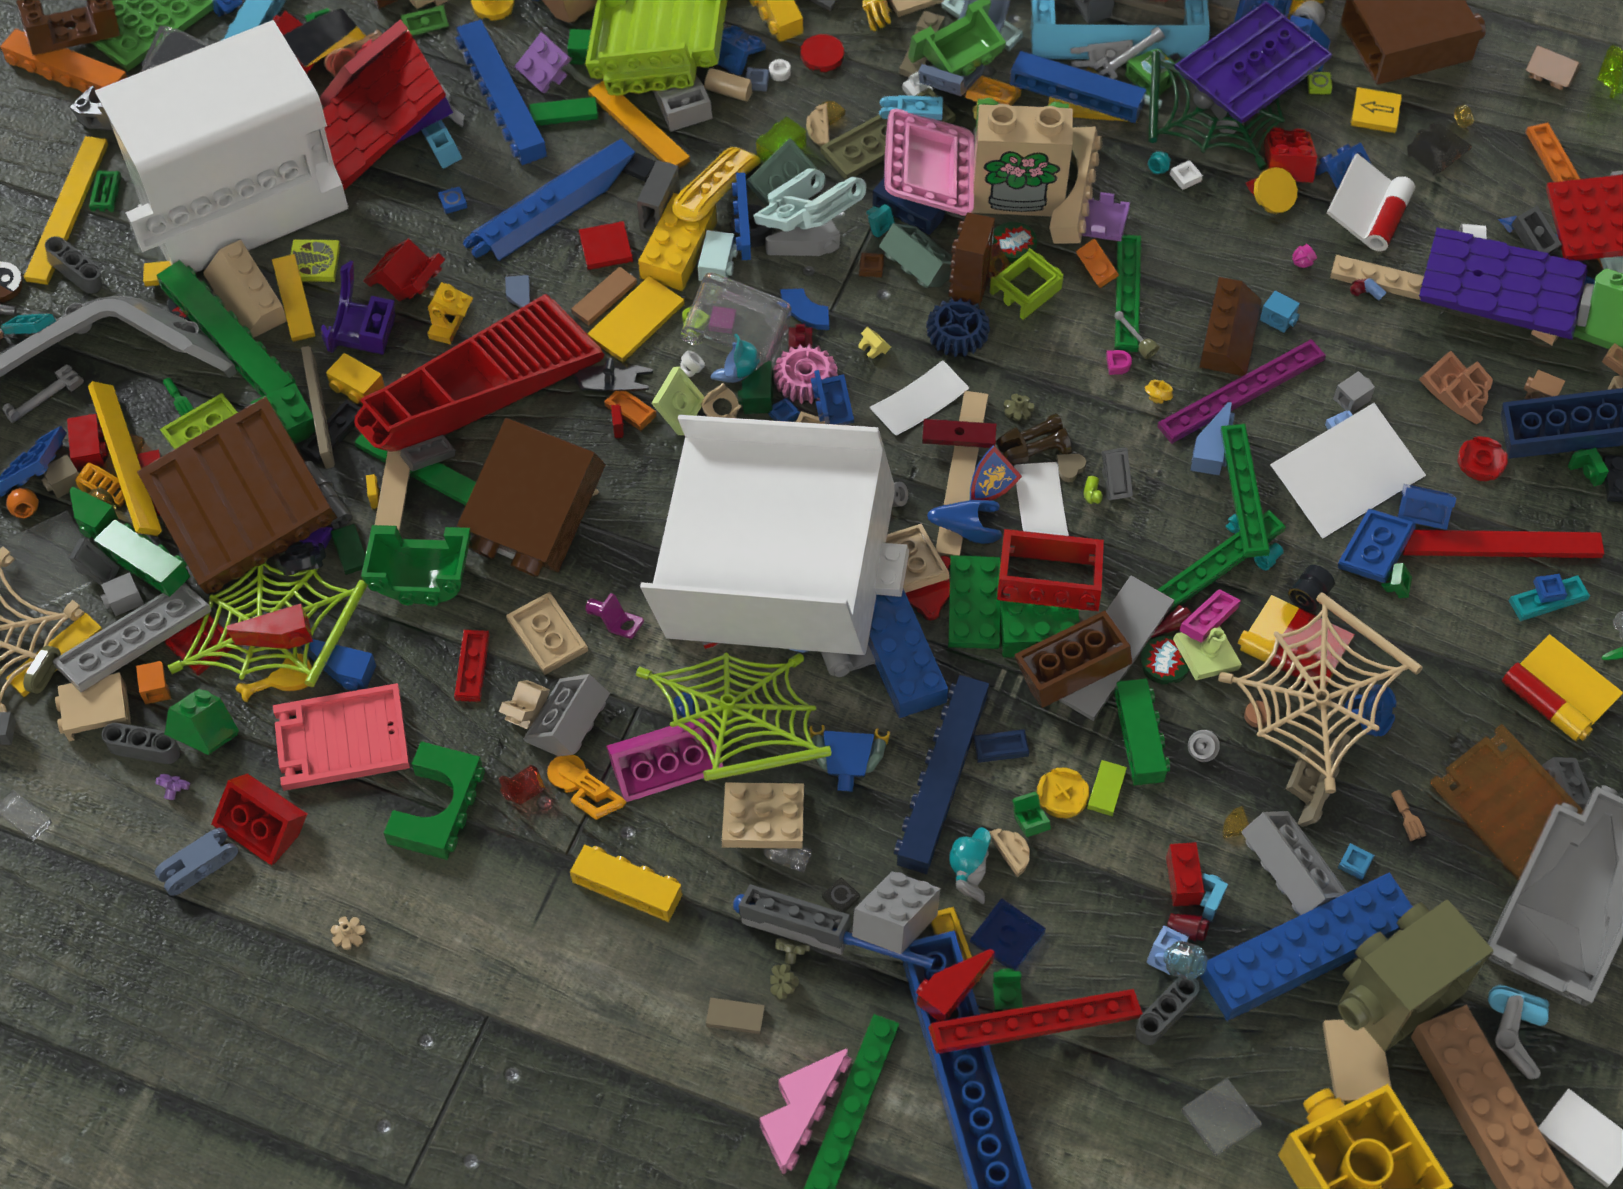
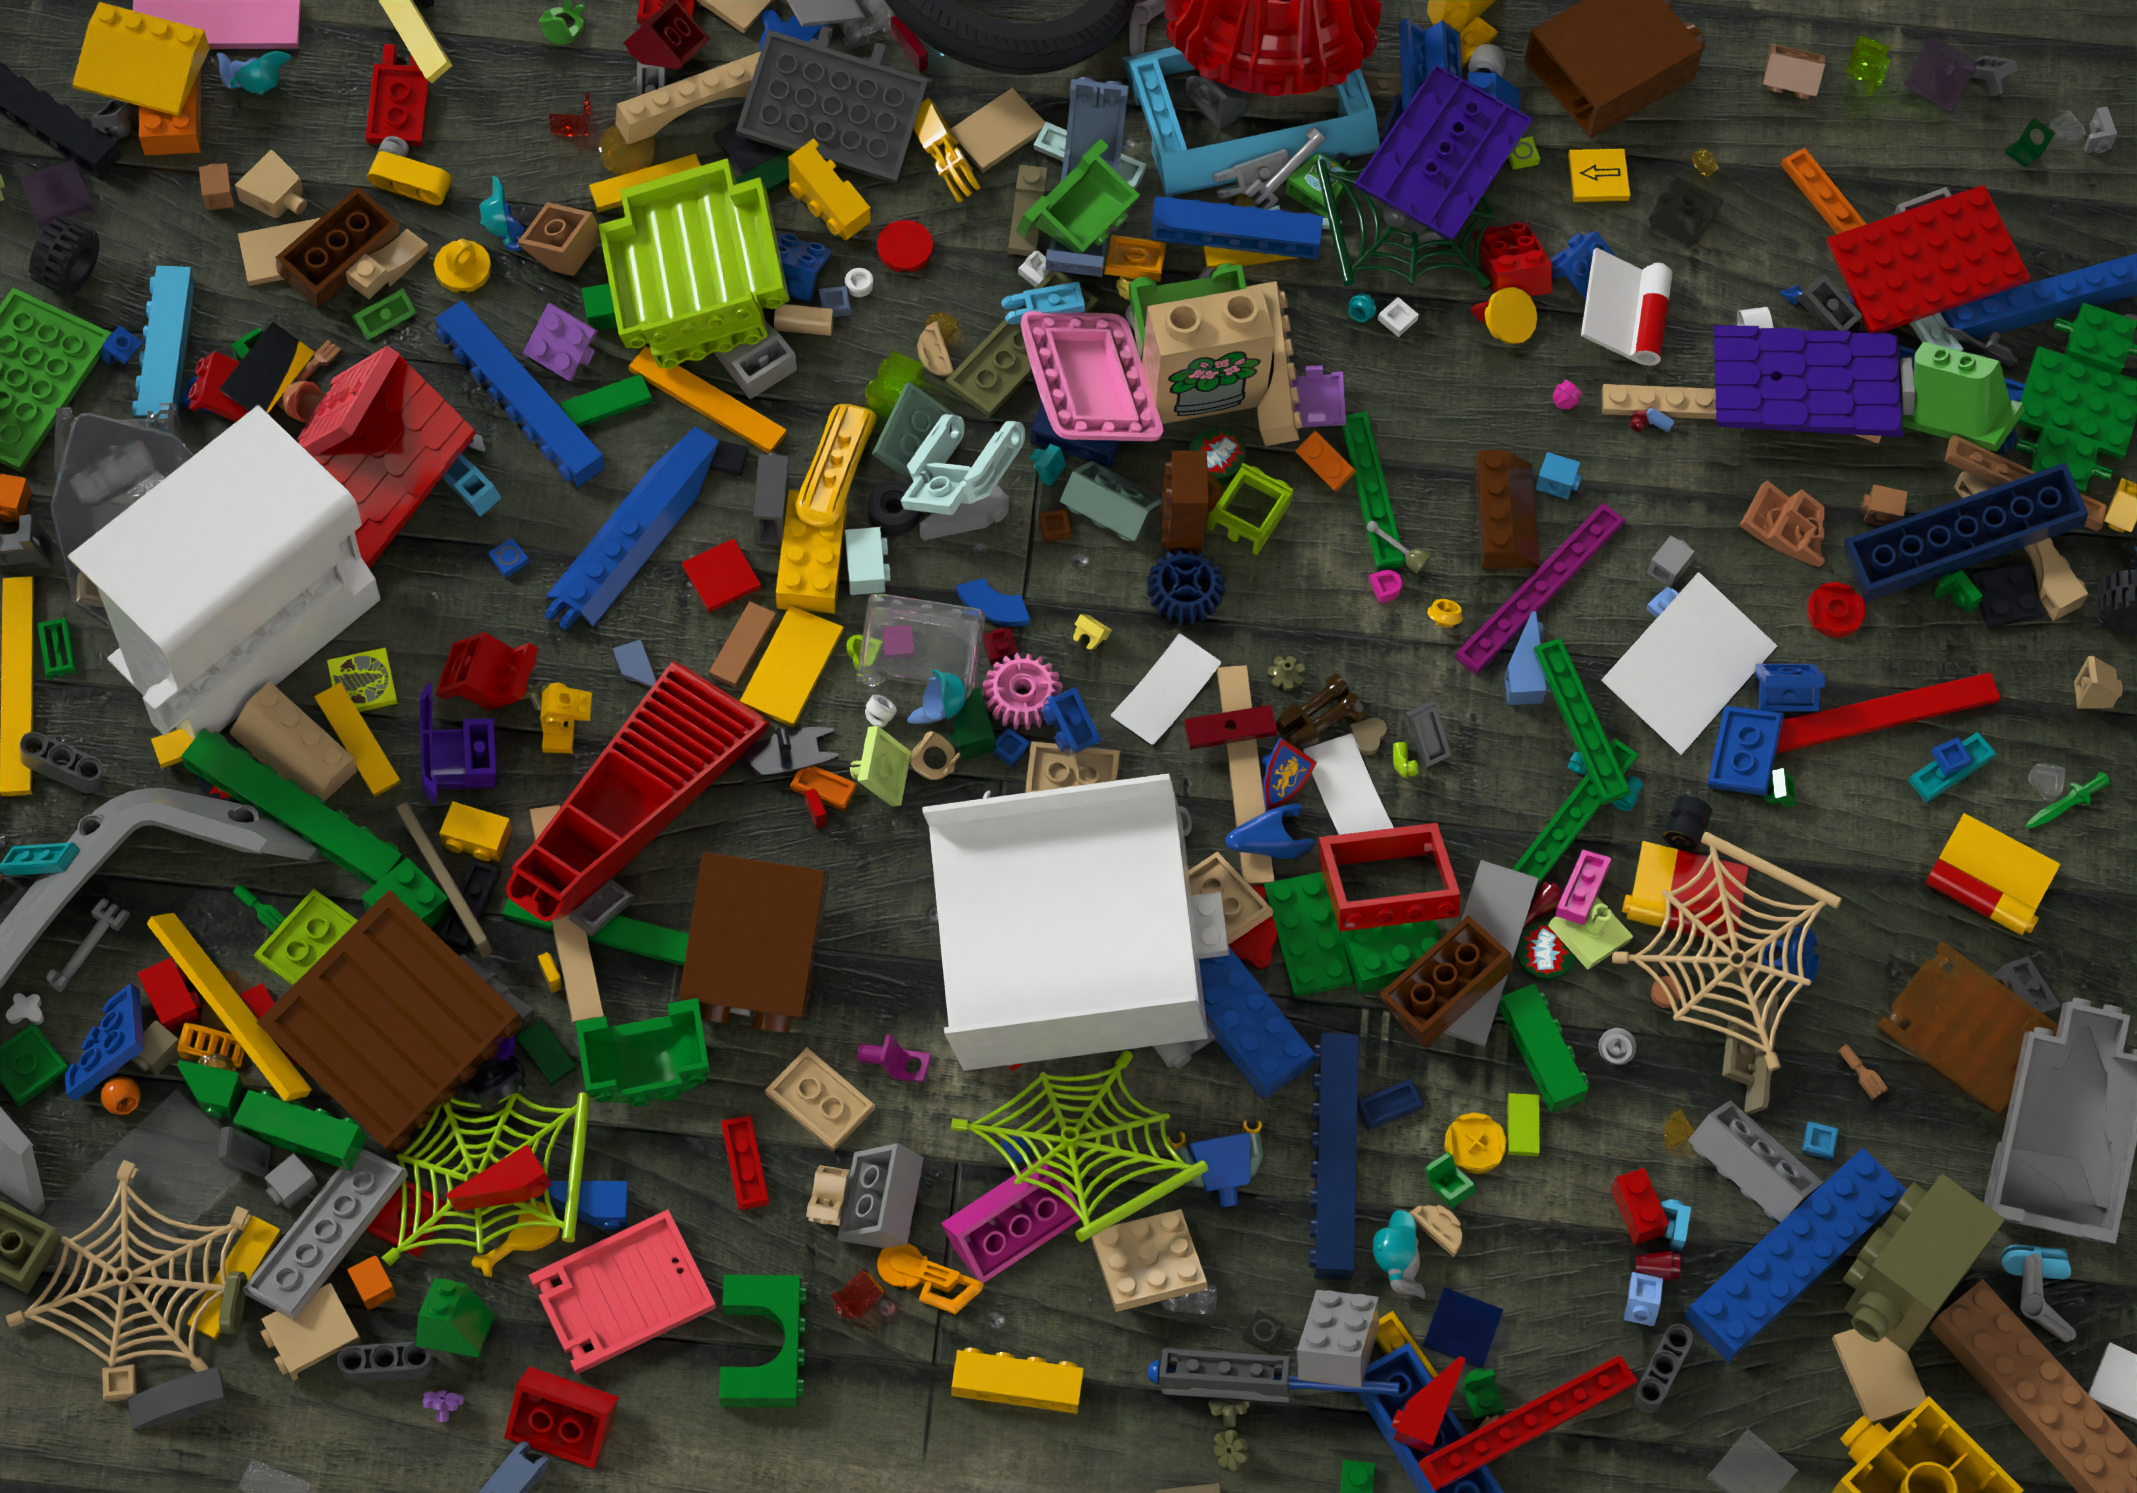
camera: 20 degrees left, 5 degrees up
(741, 224) = (888, 512): blue plate -> none
(1185, 960) = (1671, 1309): clear light blue head -> none

